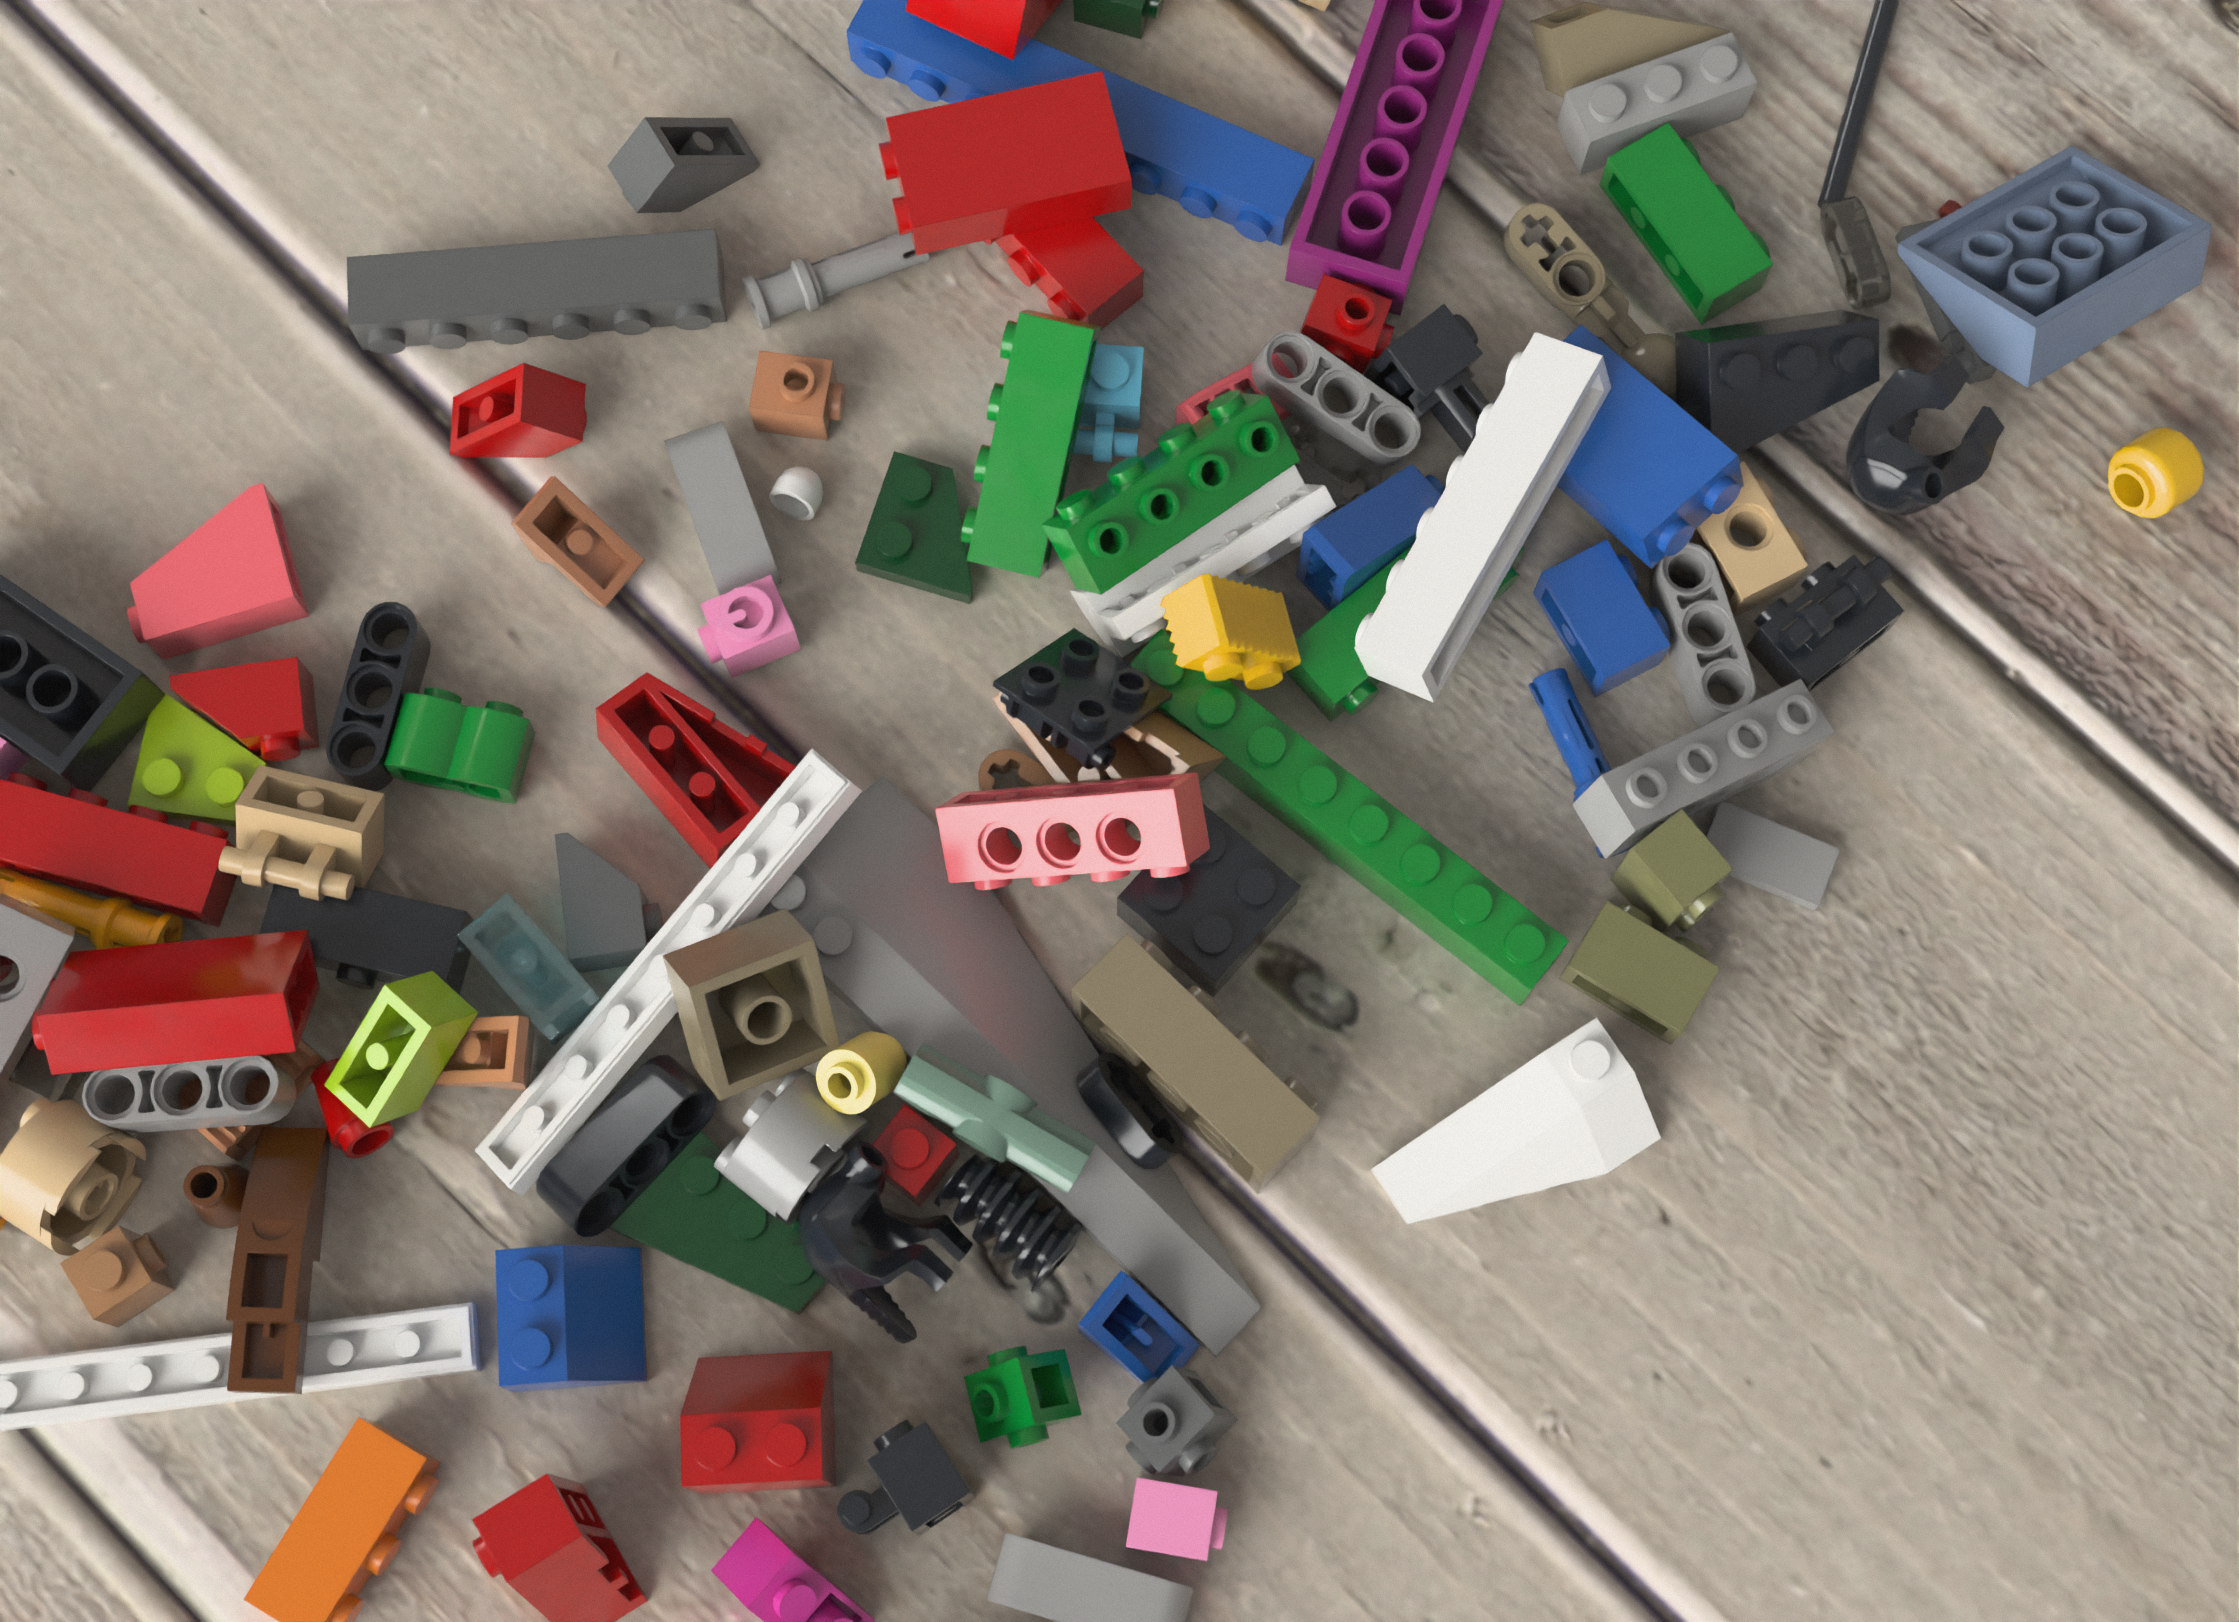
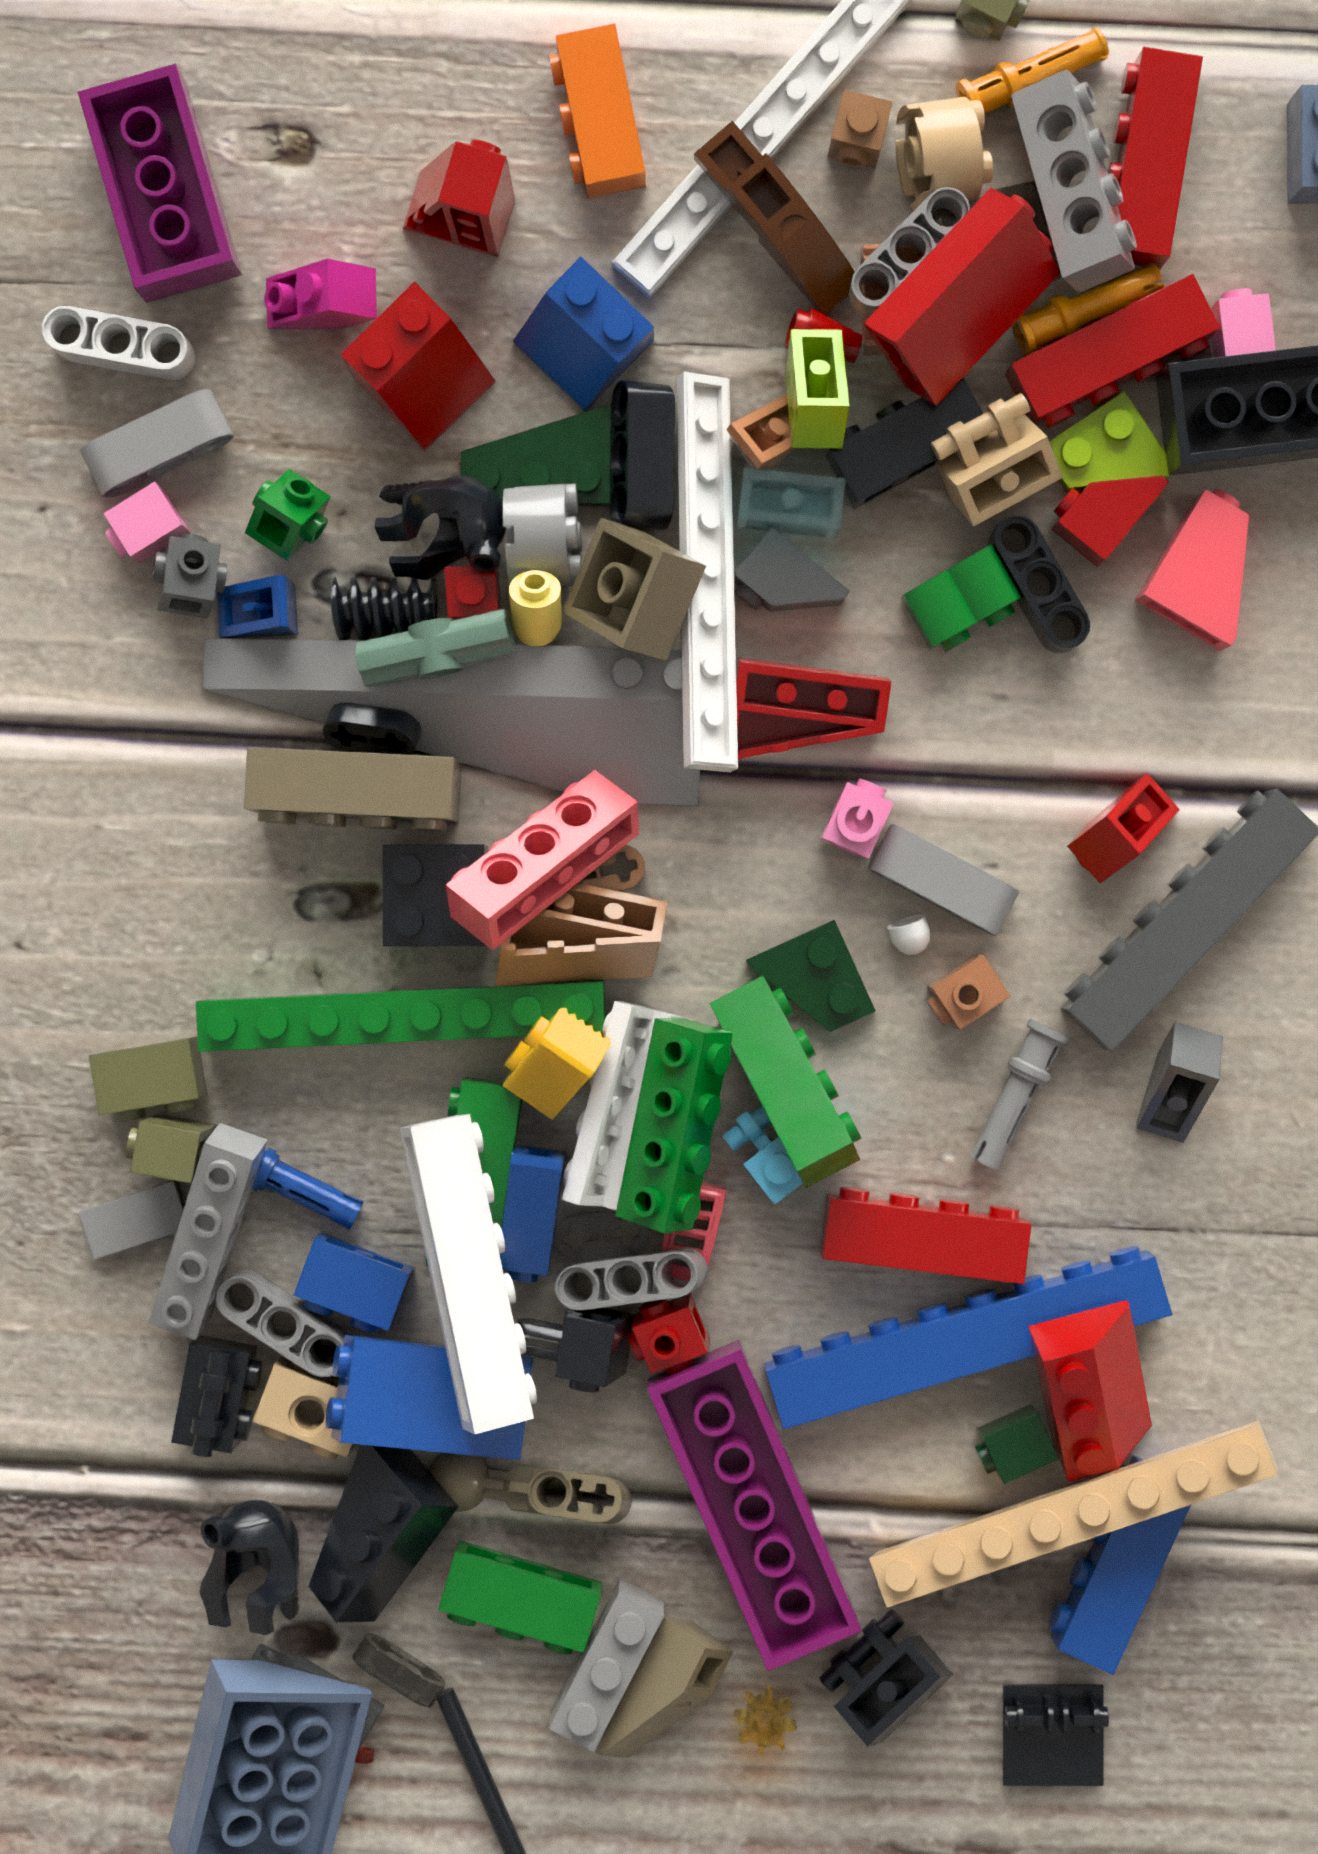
camera: 150 degrees right, 15 degrees up
(224, 1206) = (849, 236): reddish brown cone -> none
(576, 541) = (1007, 780): nougat slope -> none
(915, 1482) = (303, 410): black brick -> none
(1006, 163) = (966, 1249): red brick -> none
(1079, 697) = (608, 944): black hinge -> none
(1542, 1126) = (132, 932): white wedge -> none
(2155, 472) = (95, 1677): yellow head -> none

